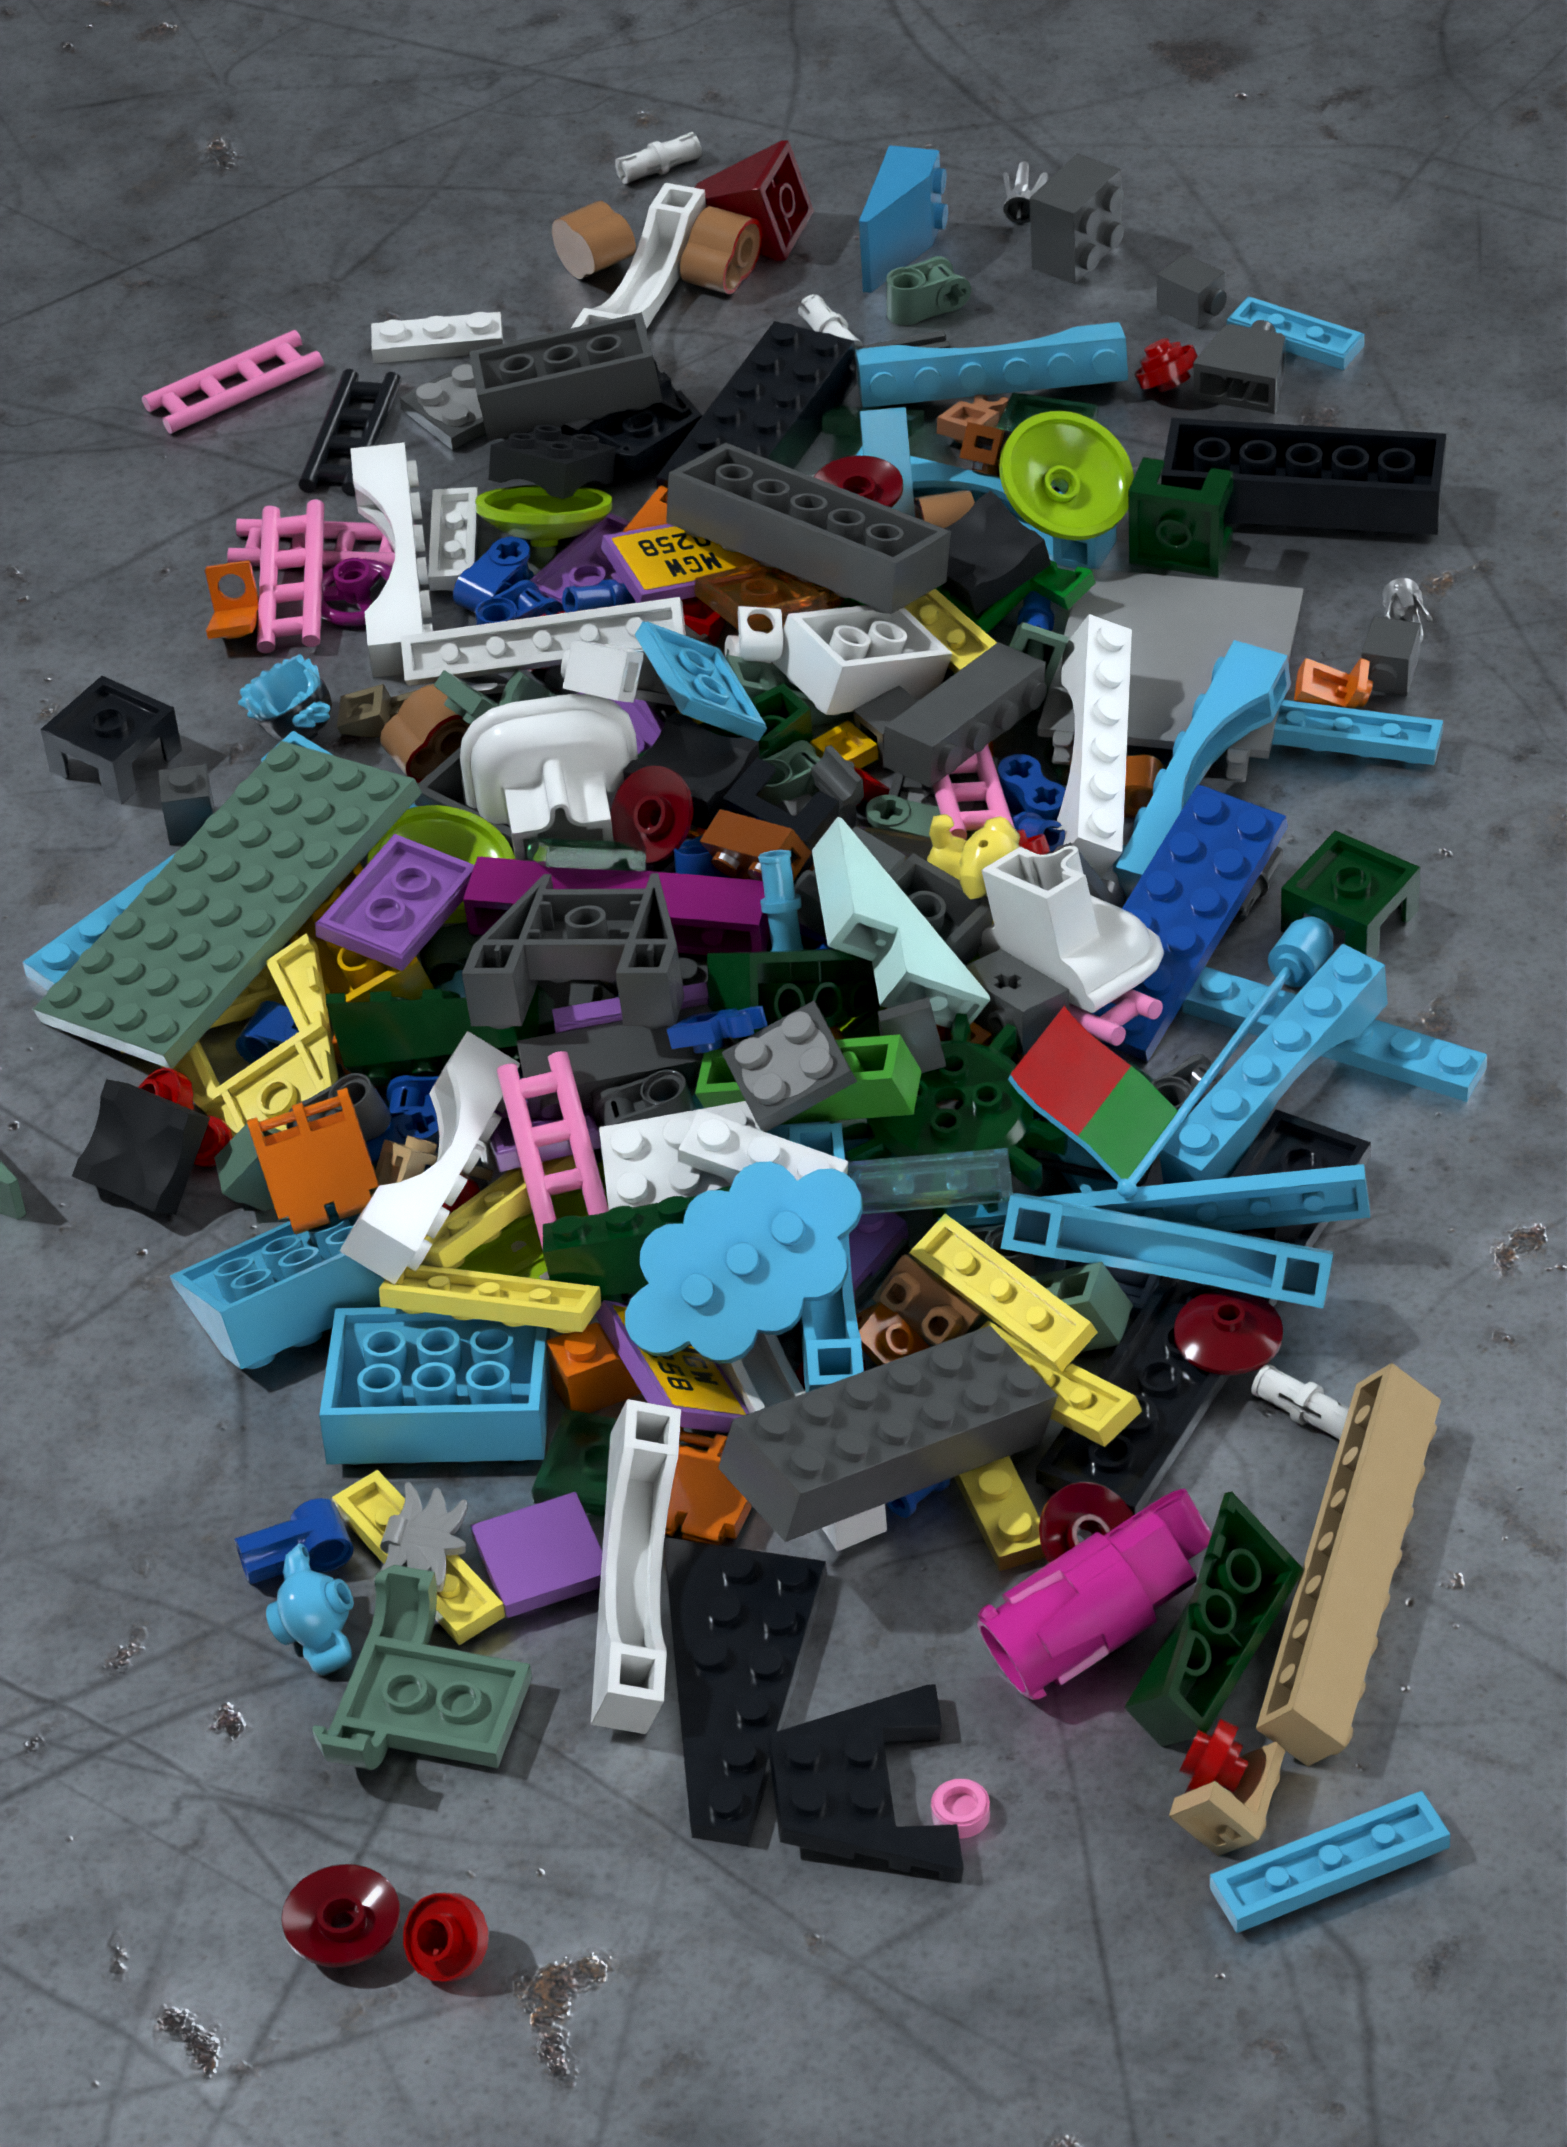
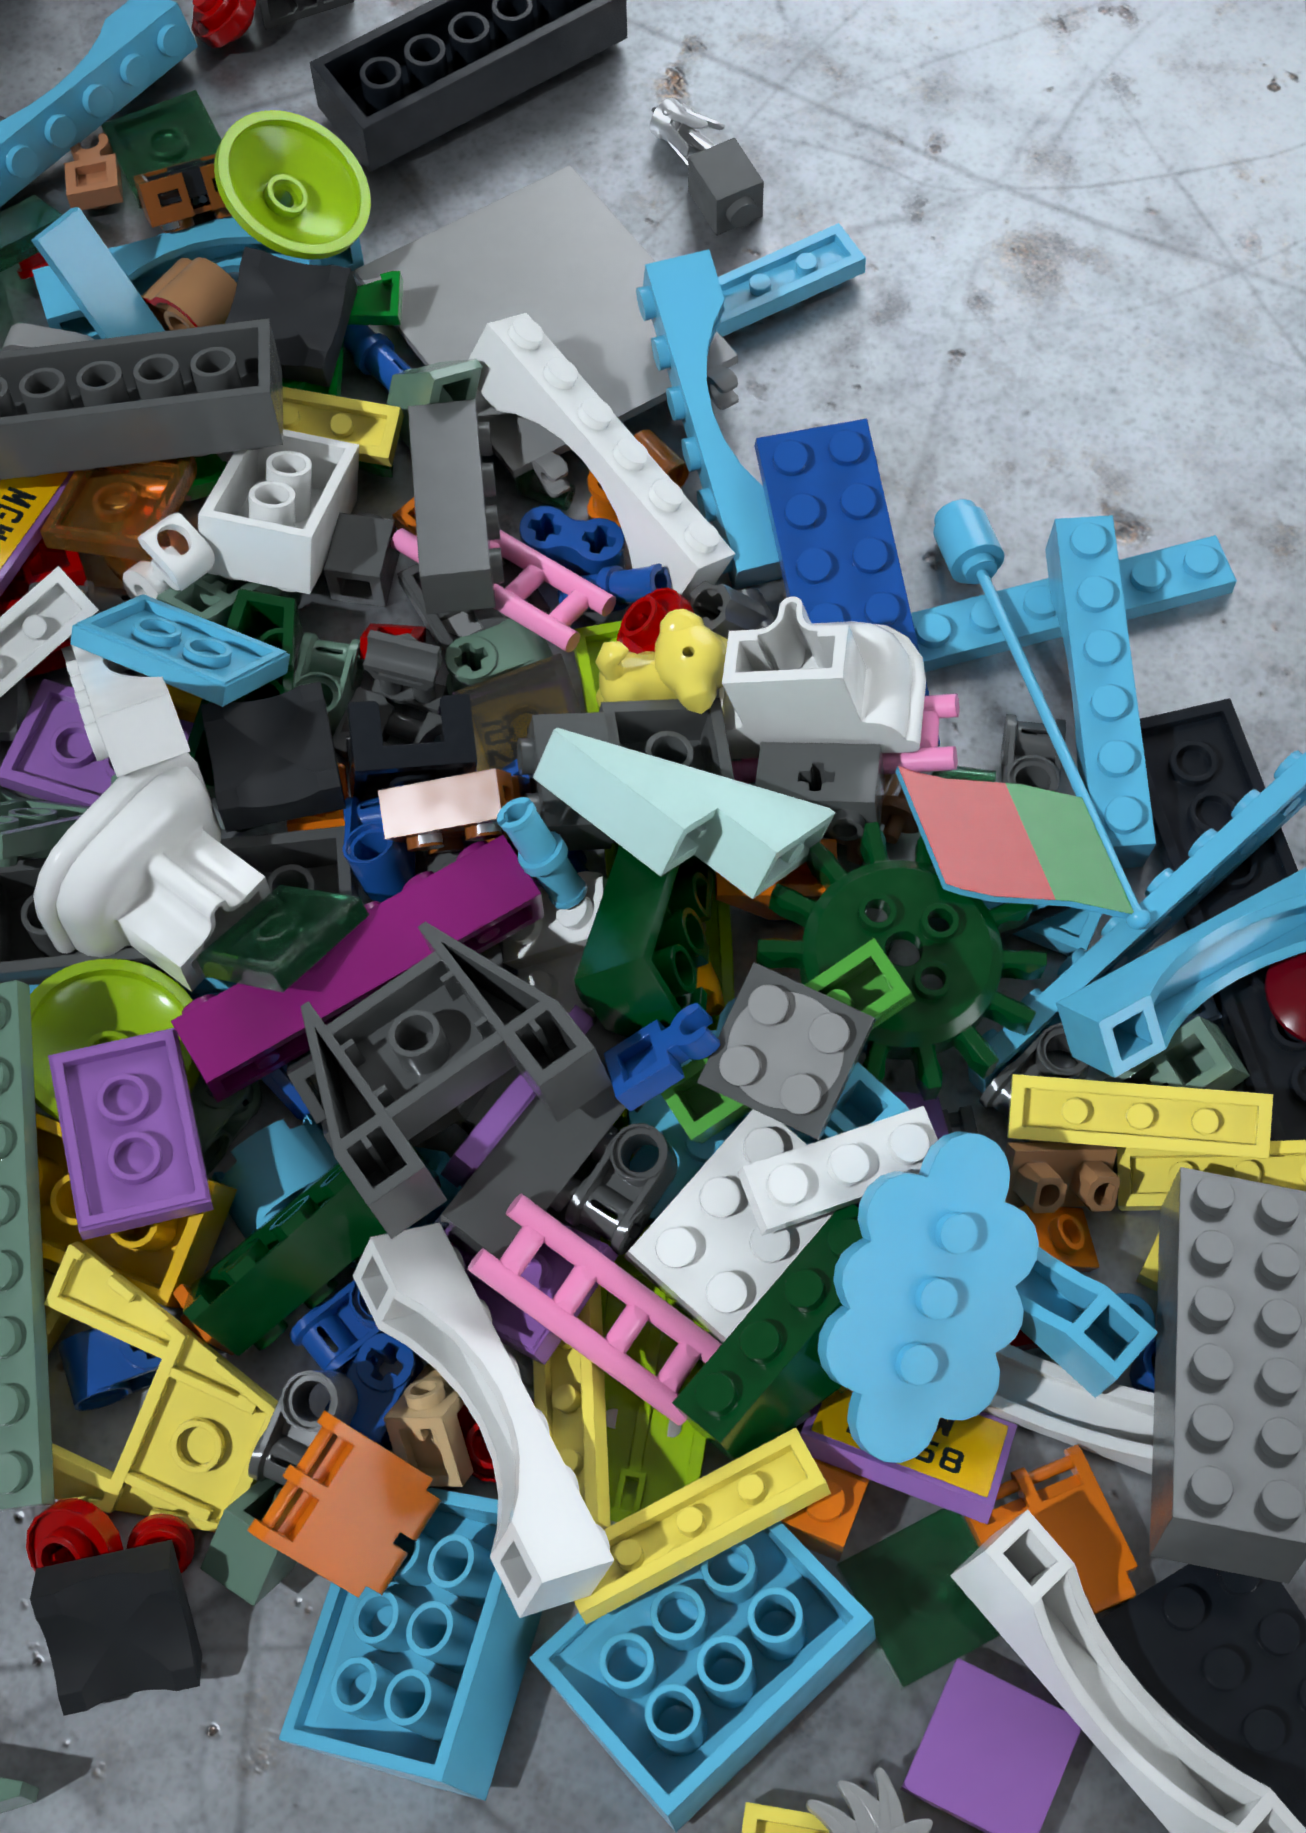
camera: 45 degrees left, 20 degrees up
(638, 807) = (262, 841): dark red dish -> none
(849, 743) = (339, 612): yellow plate -> none
(865, 477) = (96, 308): dark red dish -> none
(918, 1029) = (824, 913): dark grey slope -> none
(933, 1180) = (984, 1052): clear light blue tile -> none
(1179, 525) = (419, 172): dark green panel -> none
(1332, 687) = (728, 239): orange bracket -> none
(1352, 890) = (955, 451): dark green panel -> none

